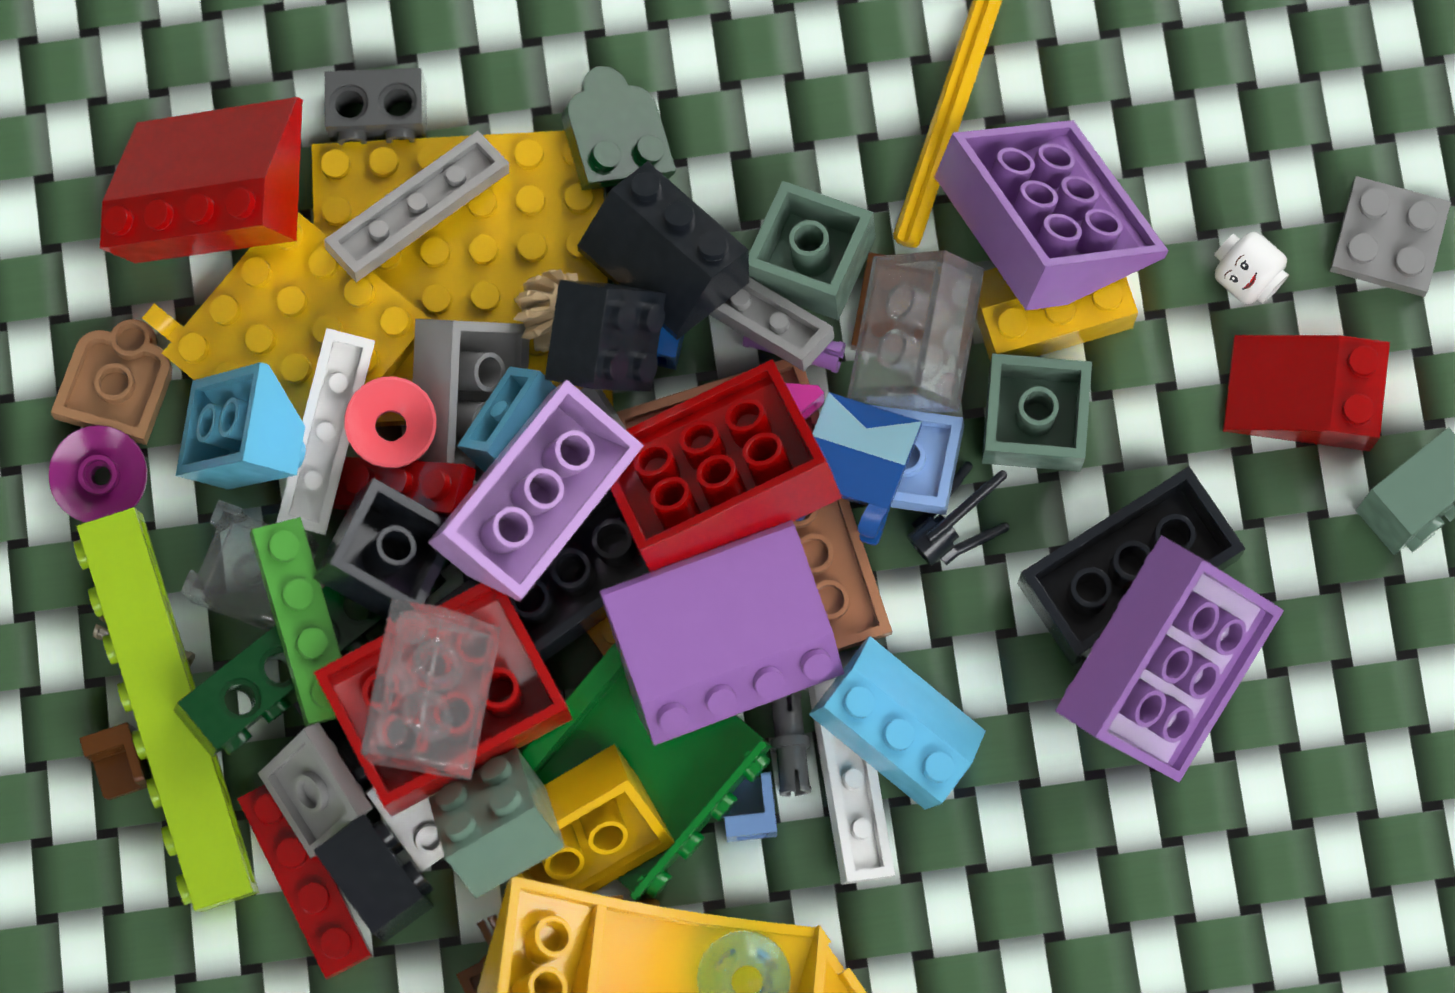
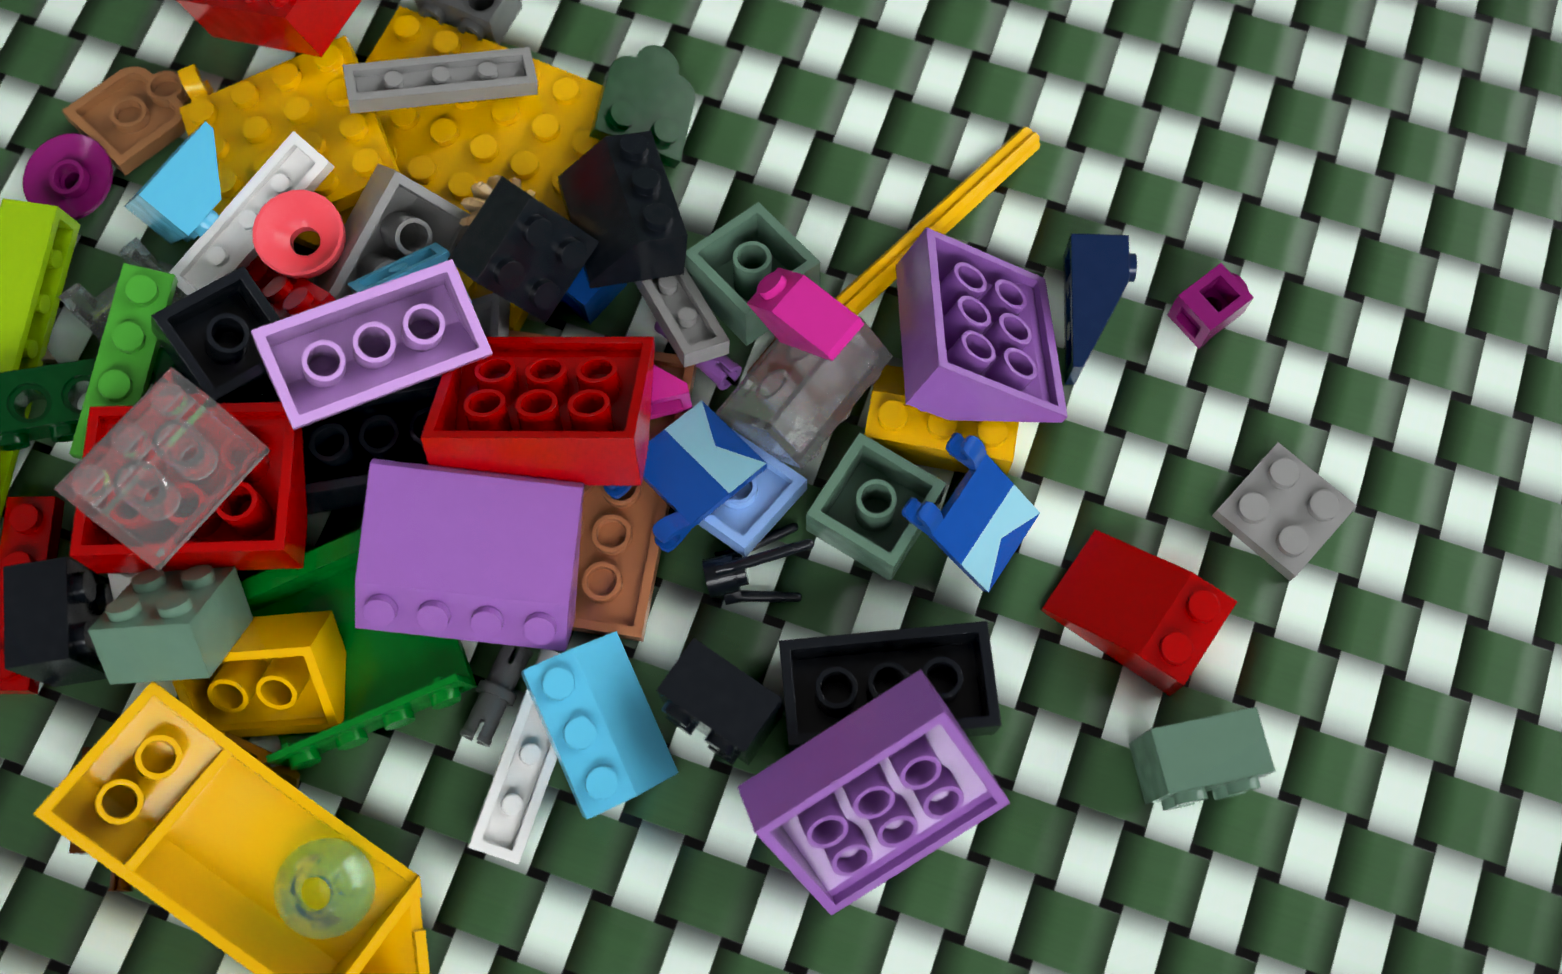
camera: 25 degrees right, 5 degrees down
(314, 788) = (50, 513): light grey plate -> none
(754, 811) = (428, 737): medium blue panel -> none
(892, 272) = (804, 314): none -> dark pink slope
(997, 652) = (719, 702): none -> black brick
(1124, 109) = (1094, 282): none -> dark blue slope
(1135, 376) = (981, 518): none -> blue flag
(1228, 92) = (1210, 304): none -> magenta brick
(1250, 267) = (1139, 474): white head -> none

